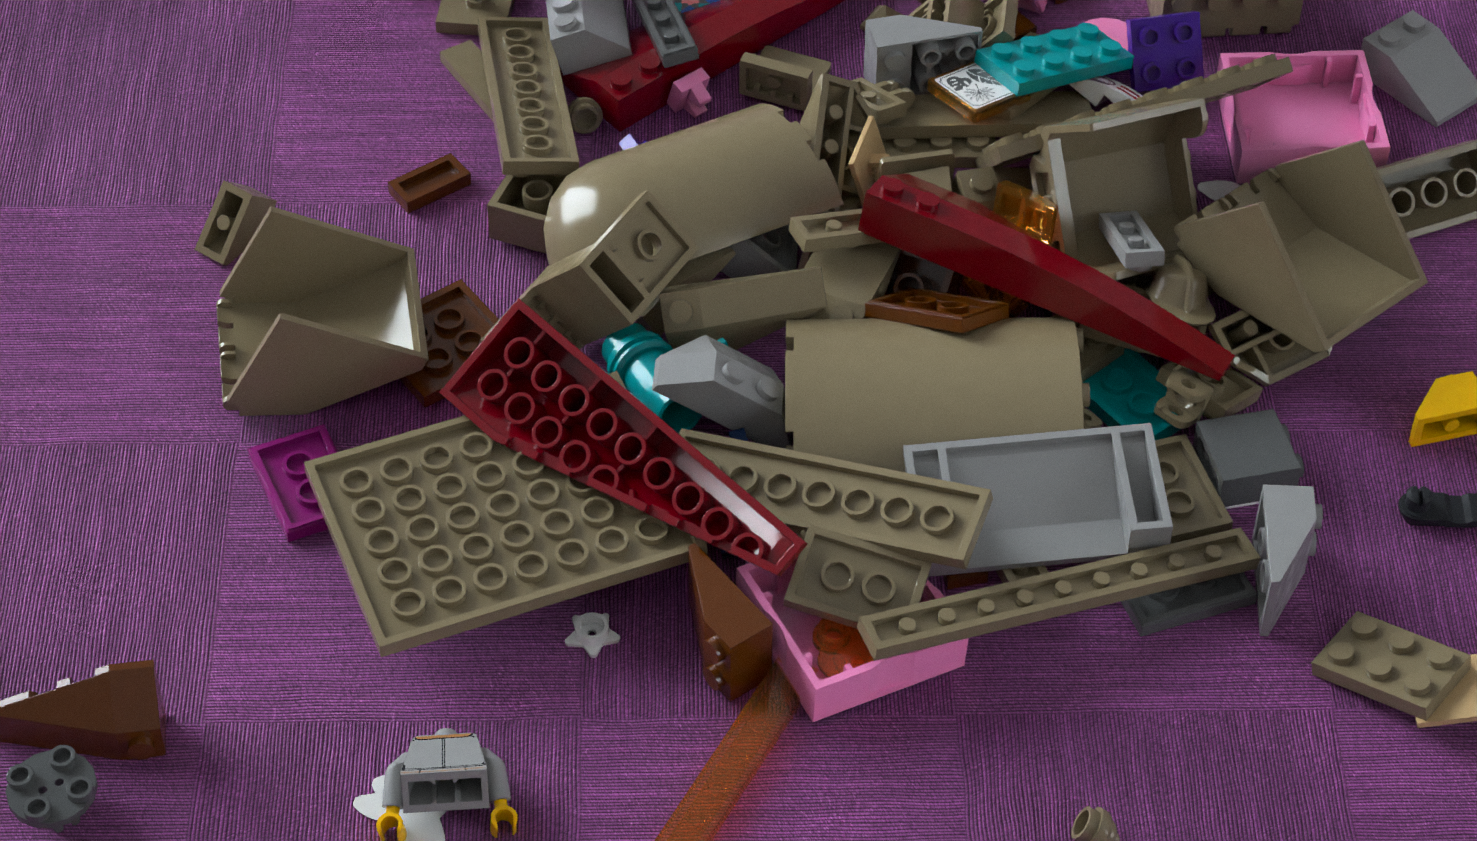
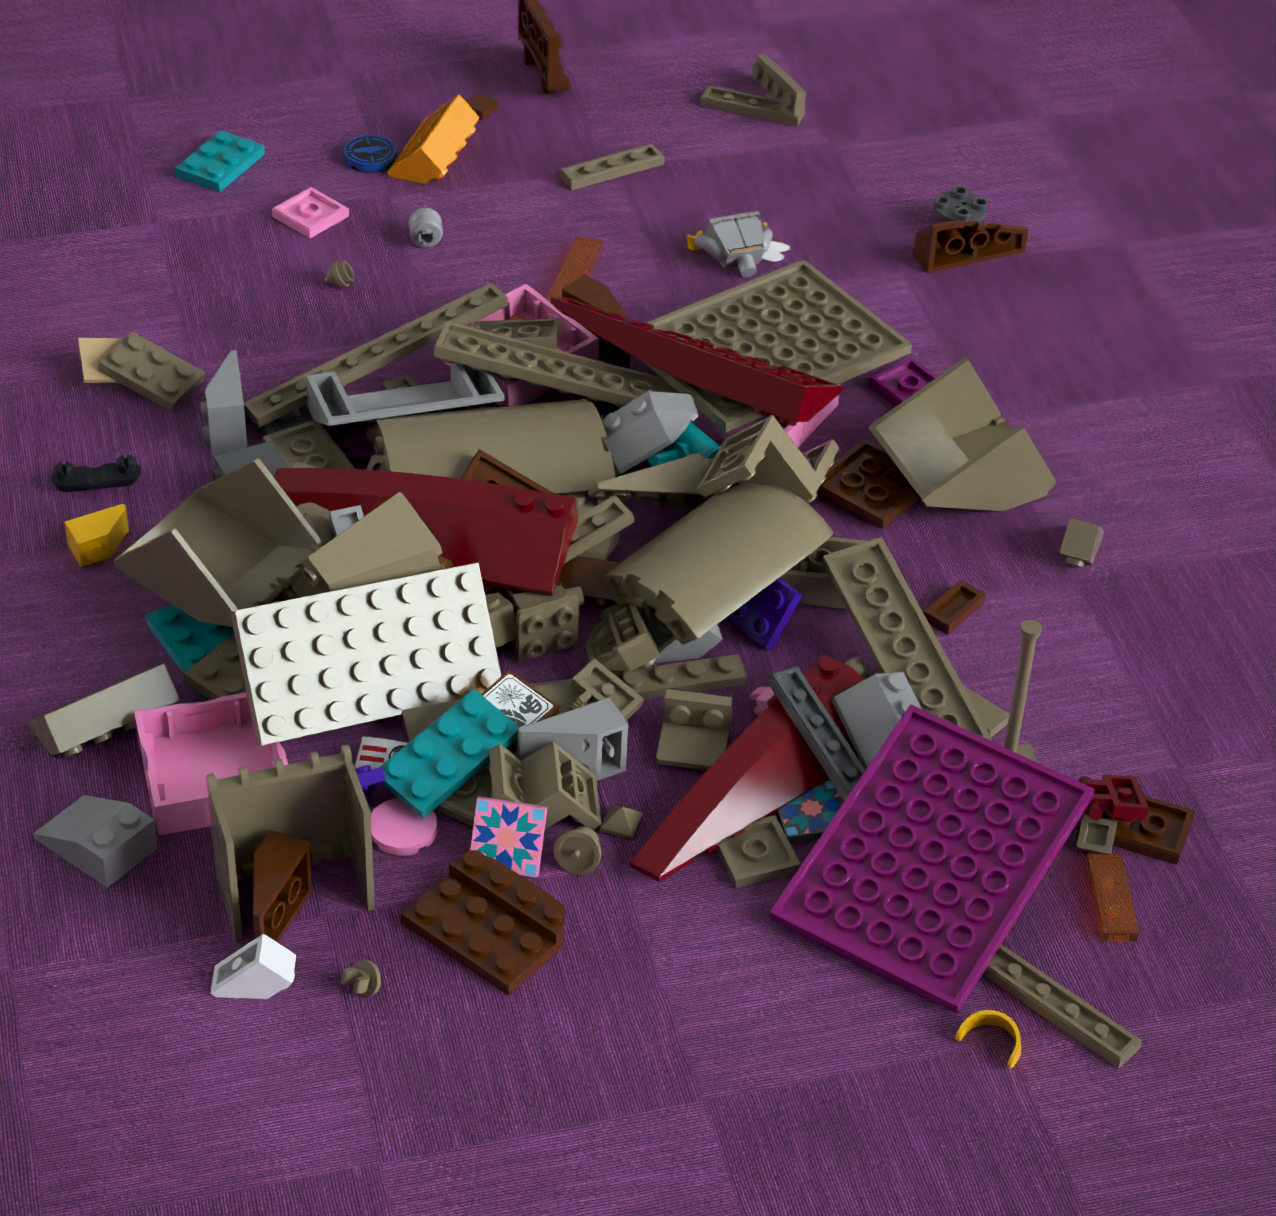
camera: 165 degrees right, 5 degrees down
(866, 157) = (588, 635): tan piece -> none

